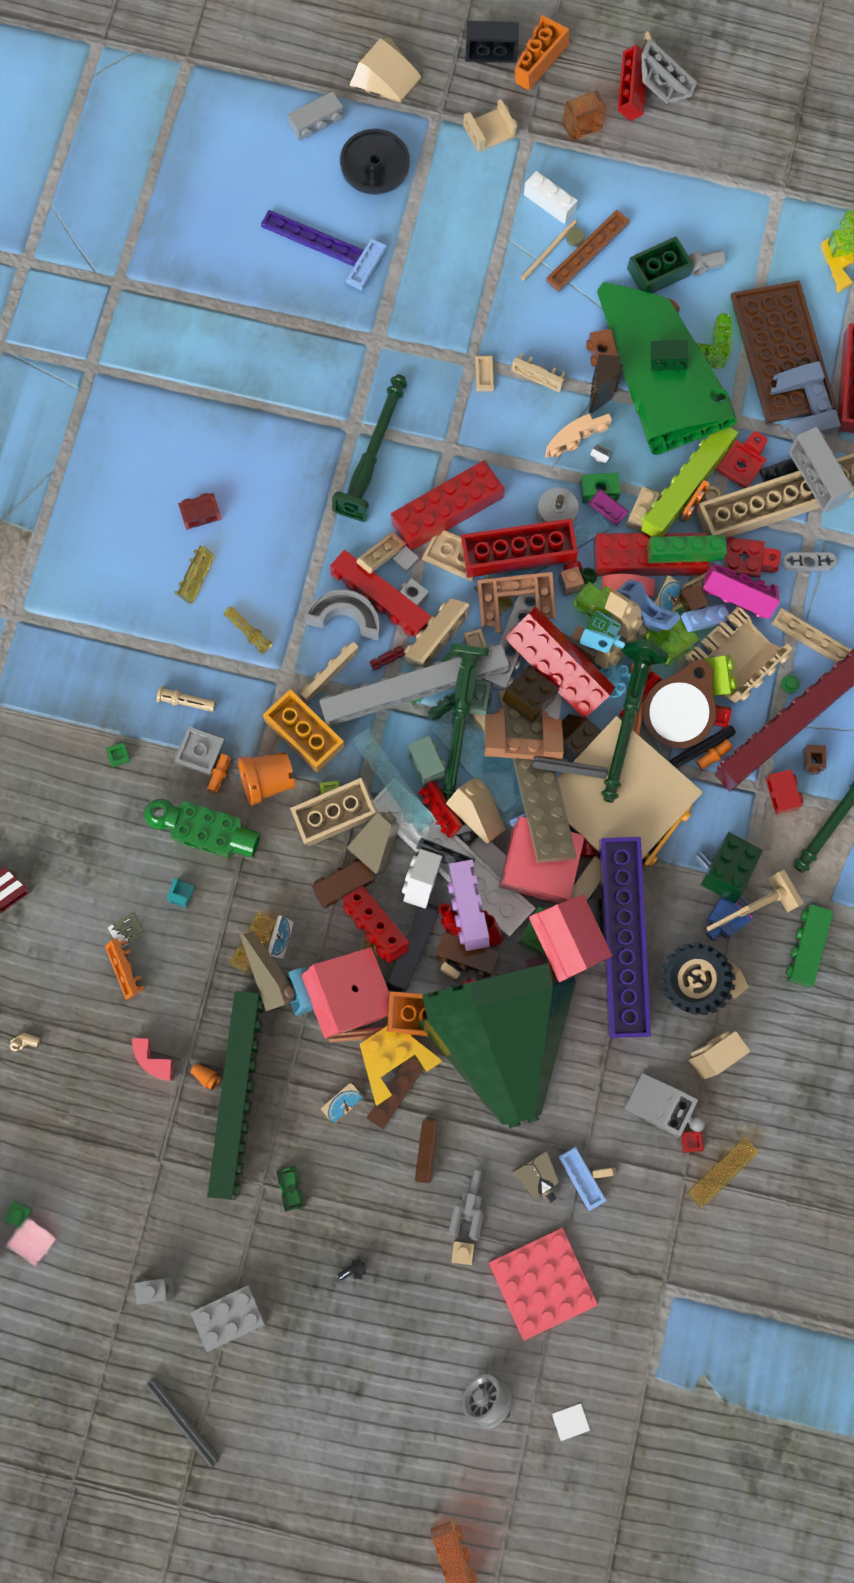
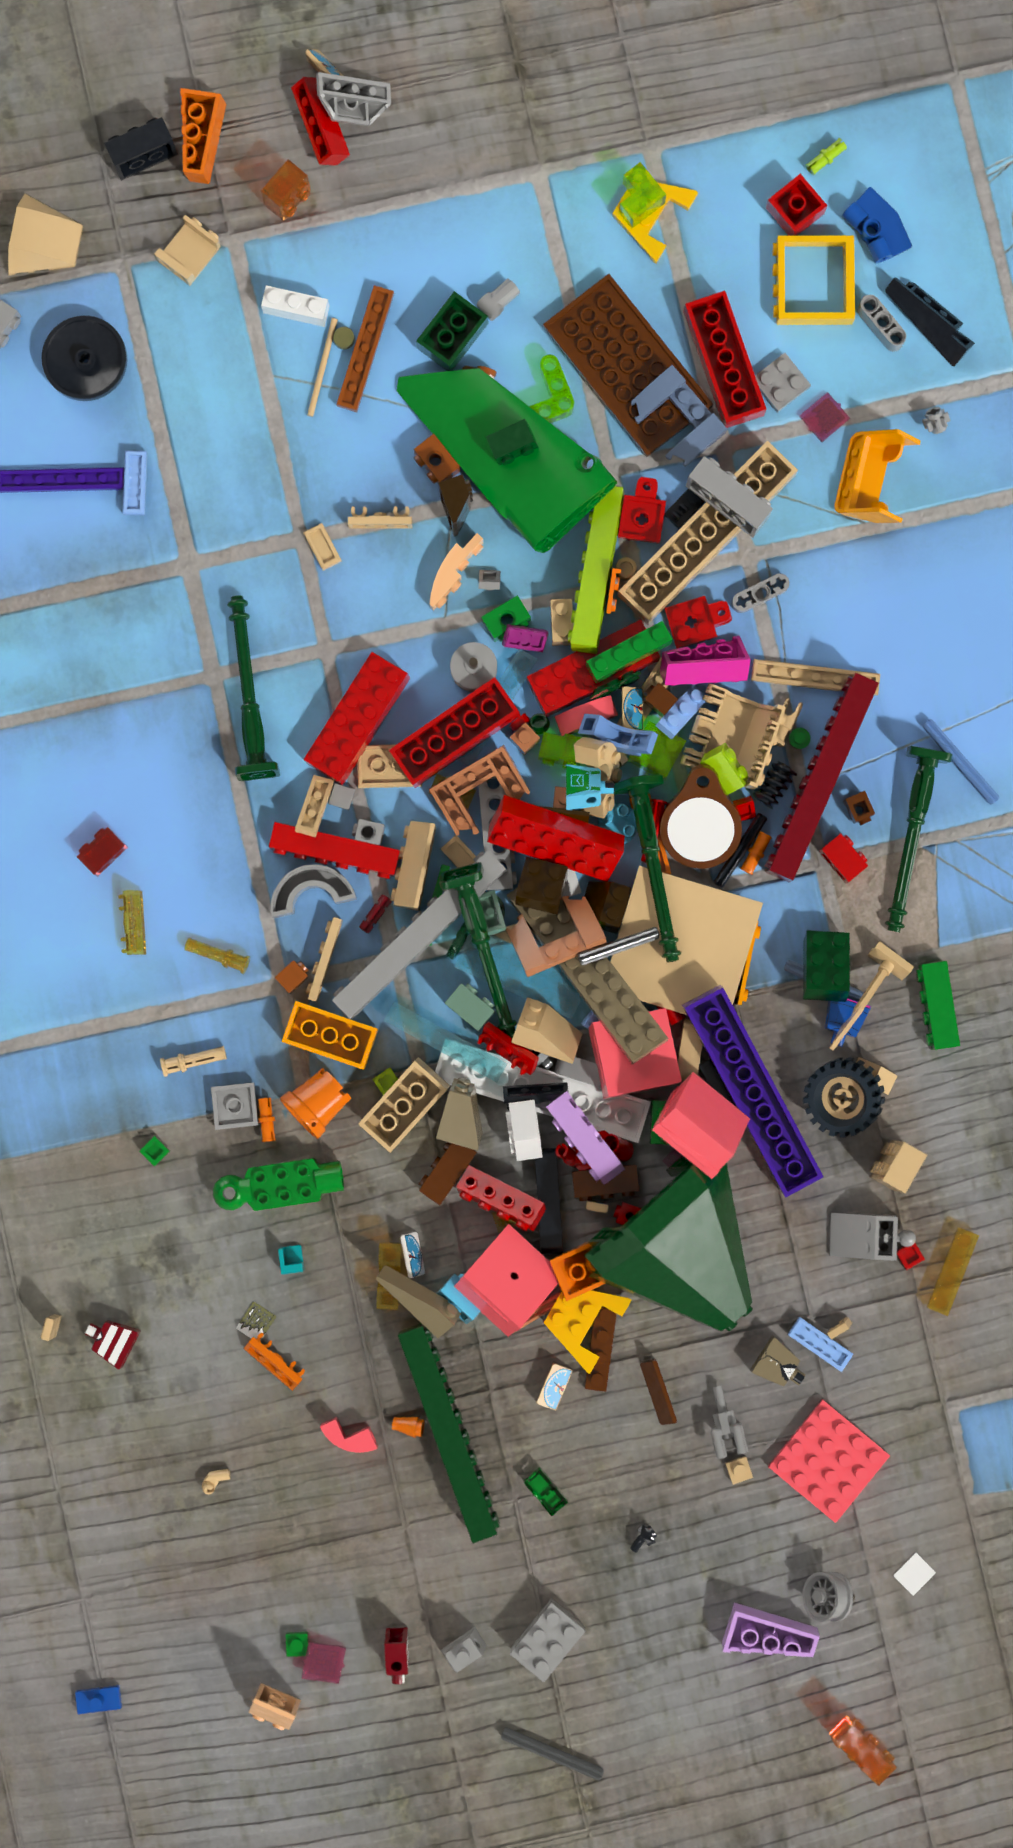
camera: 20 degrees left, 10 degrees up
(95, 1264) = (396, 1654): none -> dark red torso
(297, 673) = (292, 976): none -> dark orange brick
(419, 1408) = (767, 1633): none -> lavender wedge
(663, 570) = (604, 690): none -> dark green plant
(753, 707) = (774, 784): none -> black piece
(784, 668) = (788, 724): none -> tan piece

